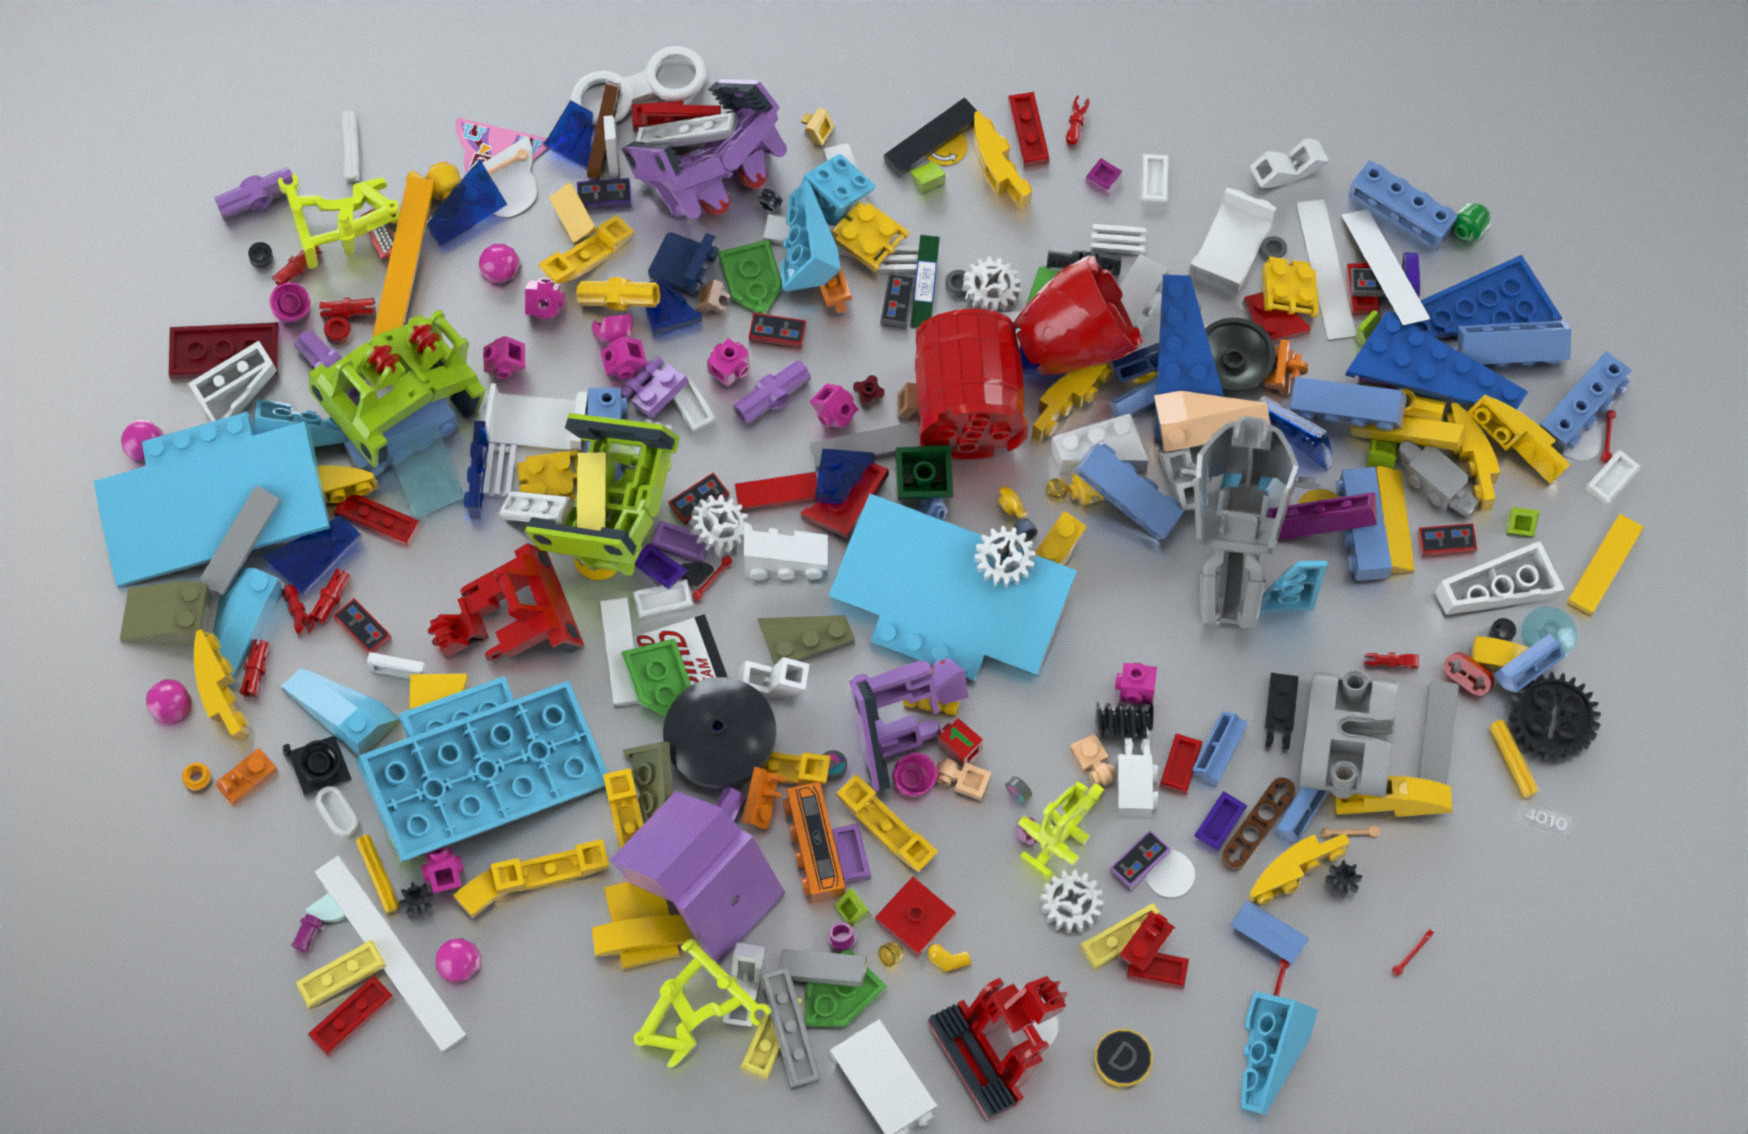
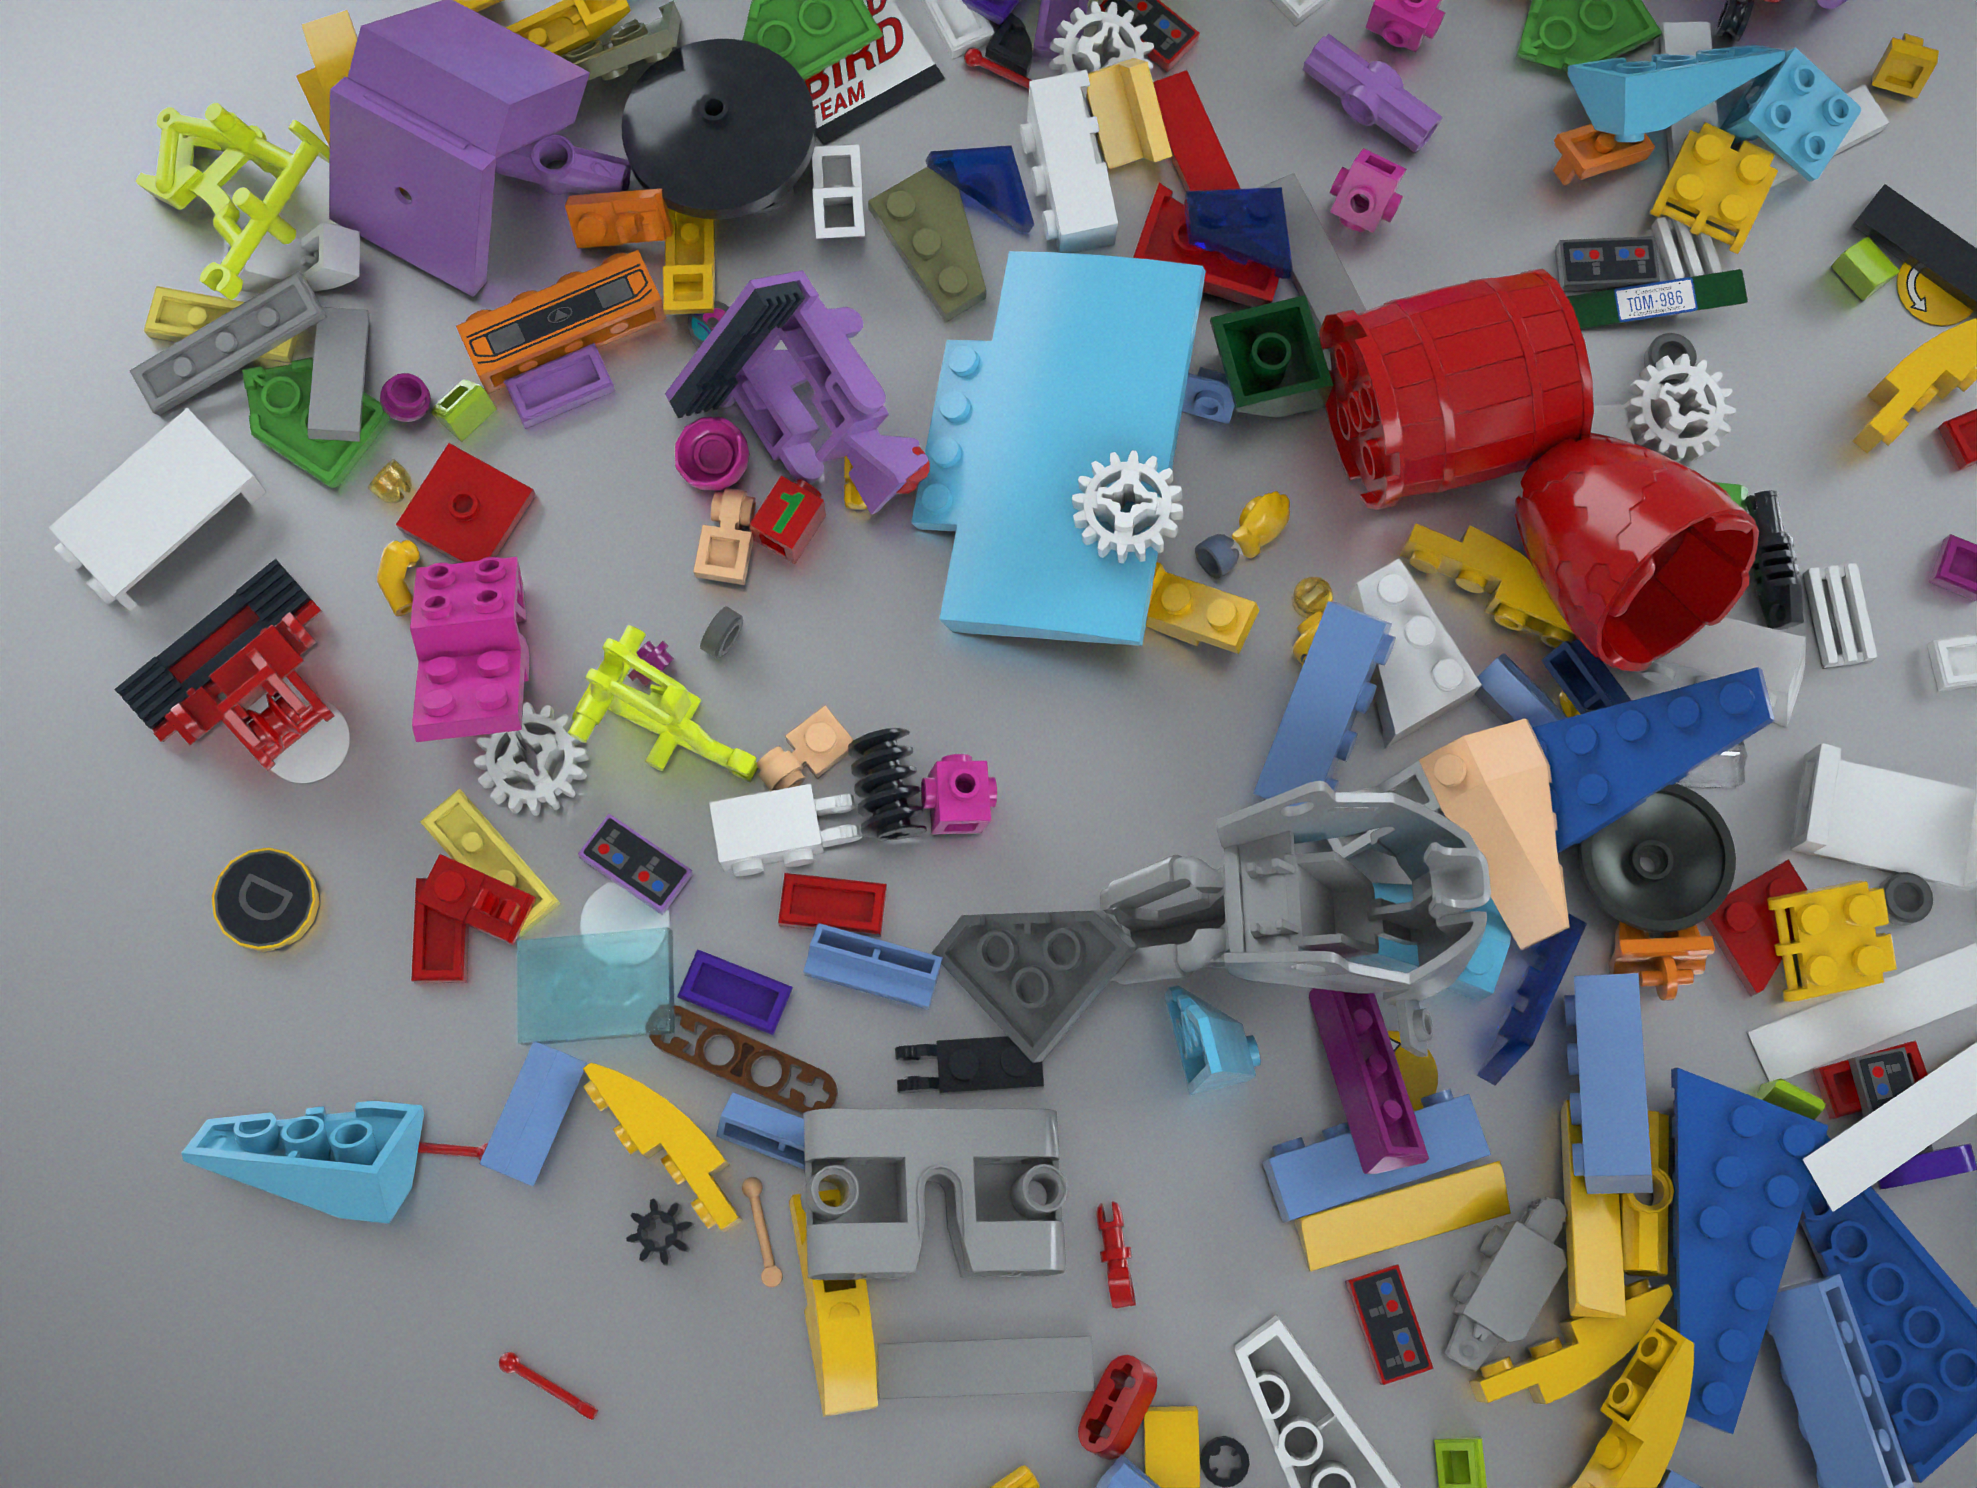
camera: 75 degrees right, 10 degrees up
(760, 512) = (1127, 113): none -> yellow panel
(777, 330) = (1494, 82): tile -> none
(778, 599) = (988, 177): none -> clear blue tile
(872, 396) = (1419, 261): dark red plate -> none
(885, 825) = (618, 430): yellow slope -> none
(1009, 915) = (469, 649): none -> dark pink piece
(1206, 889) = (595, 986): none -> clear light blue tile
(1240, 661) = (1035, 969): none -> dark grey plate
(1382, 453) = (1533, 1171): lime slope -> none

